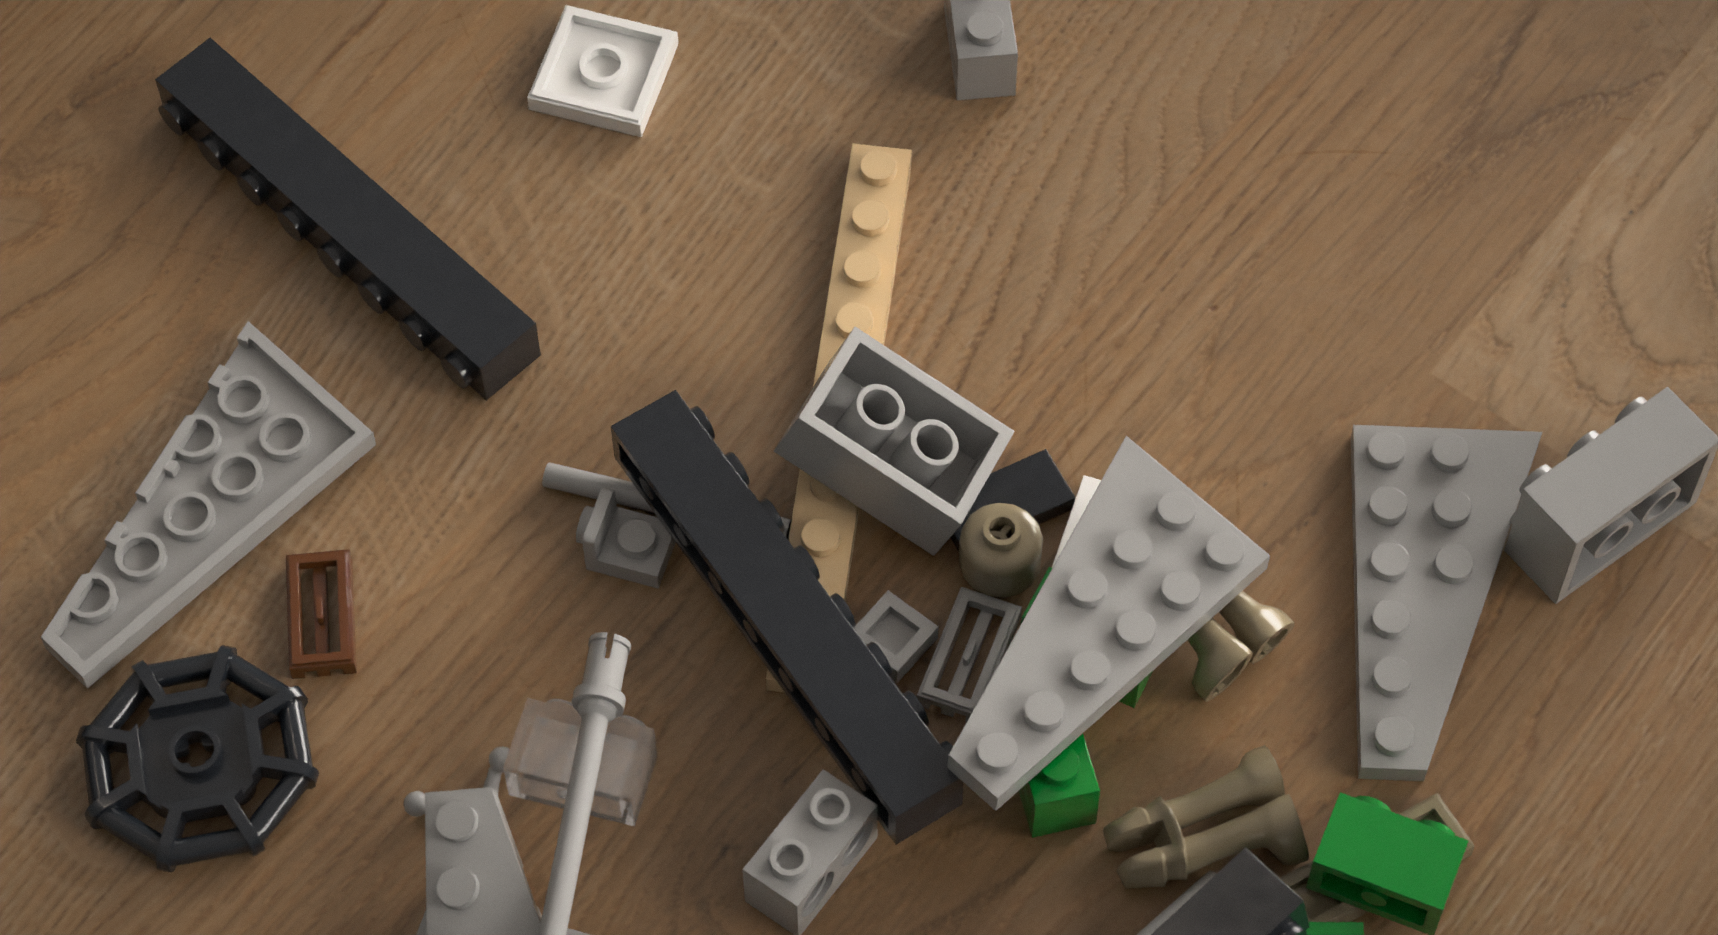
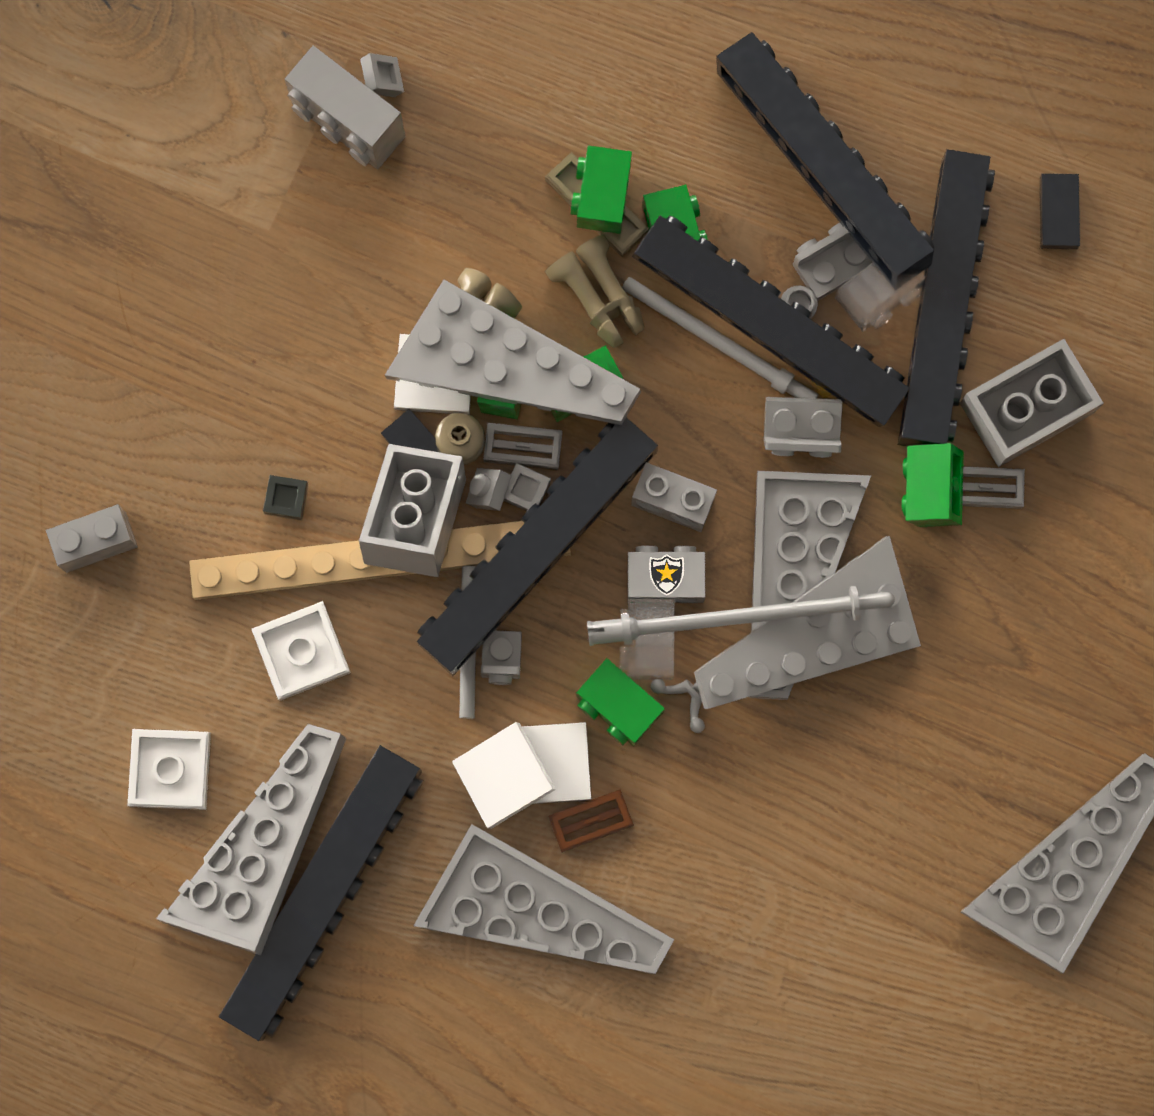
camera: 105 degrees left, 20 degrees up
(203, 791) = (693, 880): black plate -> none
(432, 139) = (255, 857): none -> light grey wing
(432, 575) = (565, 759): none -> white tile
(433, 494) = (503, 775): none -> white tile
(482, 691) = (619, 703): none -> green brick
(679, 811) = (667, 574): none -> light grey brick
(727, 273) = (301, 651): none -> white tile
(907, 576) = (488, 489): none -> light grey plate
(975, 295) = (285, 497): none -> pearl dark grey plate
(1424, 555) = (392, 210): light grey wing -> none
(1667, 578) = (382, 74): none -> light grey plate

